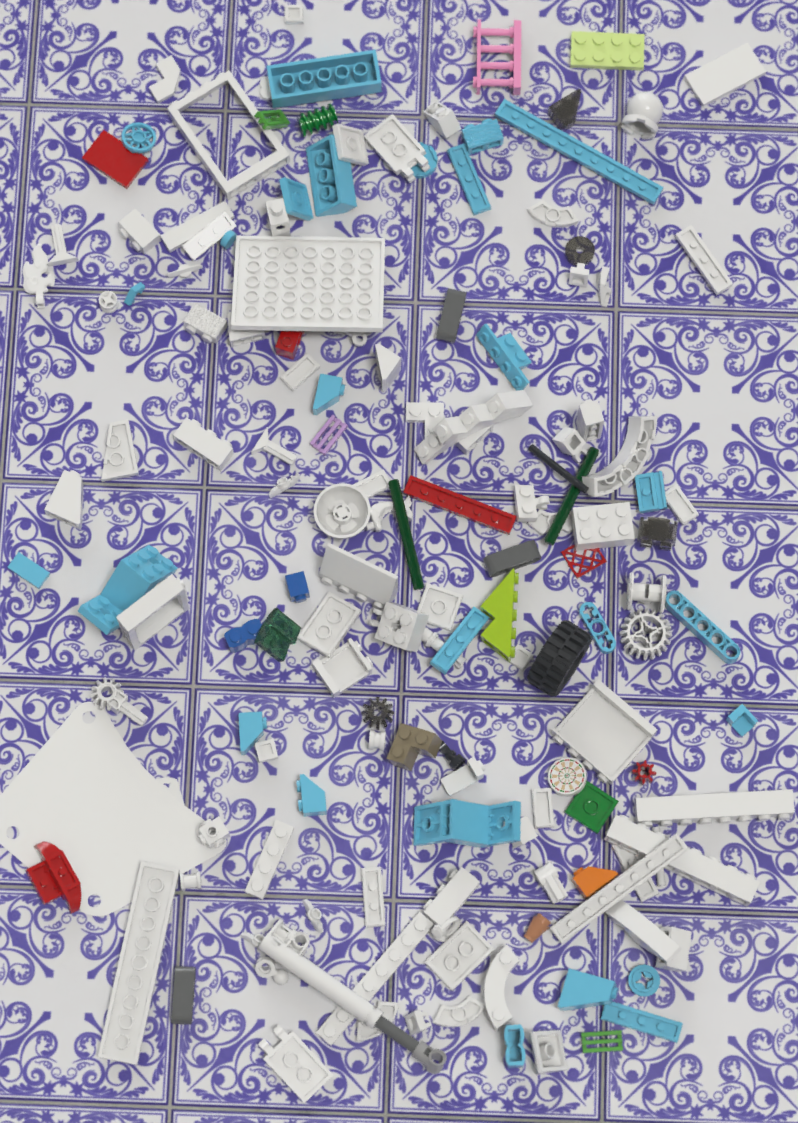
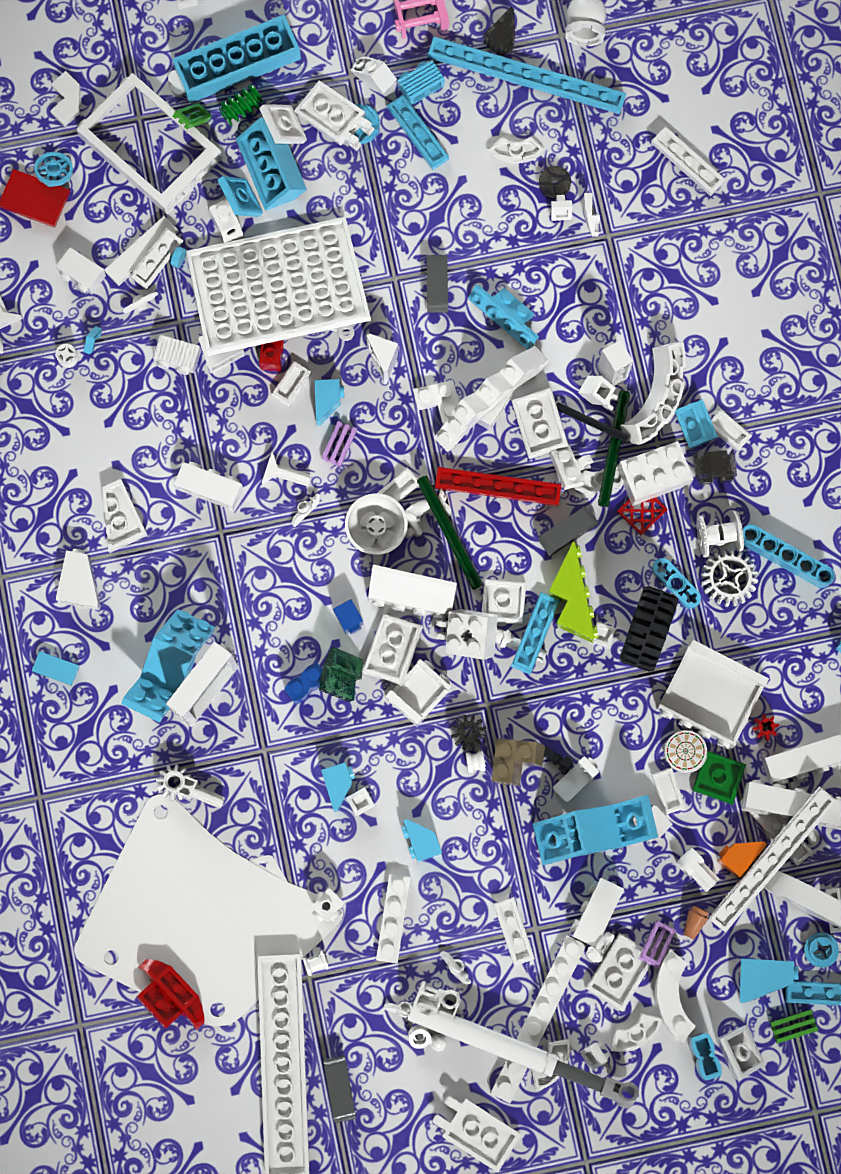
camera: 15 degrees left, 5 degrees up
(487, 950) = (649, 960): none -> lavender tile
(511, 458) = (540, 423): none -> white tile

